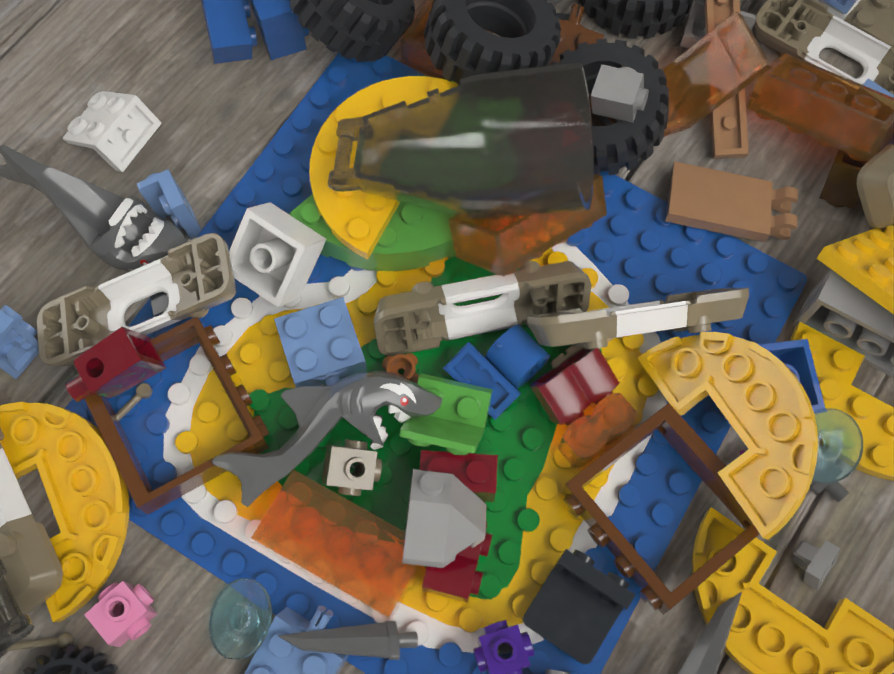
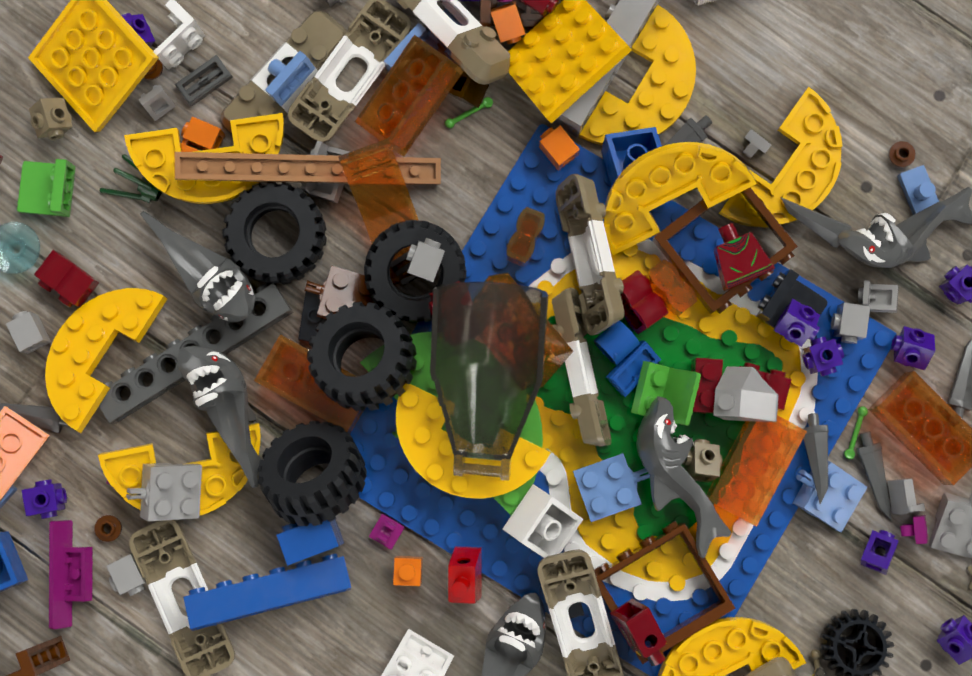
camera: 85 degrees left, 15 degrees up
(122, 613) = (807, 620): bright pink brick -> none
(167, 200) = (496, 604): medium blue bracket -> none
(214, 170) = (465, 579): none -> red torso
(229, 116) = (408, 571): none -> orange brick
(240, 619) = (802, 542): clear light blue dish -> none
(280, 99) = (387, 531): none -> magenta tile
(402, 361) = (630, 422): dark orange plate -> none
(553, 608) = (798, 323): none -> dark purple brick
(646, 514) = (740, 258): none -> dark red torso
(658, 242) = (528, 230): none -> clear orange brick
(729, 203) = (482, 179): medium nougat tile -> none
(779, 287) = (558, 147): none -> orange brick
(825, 214) = (487, 103): none -> bright green hinge
(841, 445) = (682, 120): clear light blue dish -> none

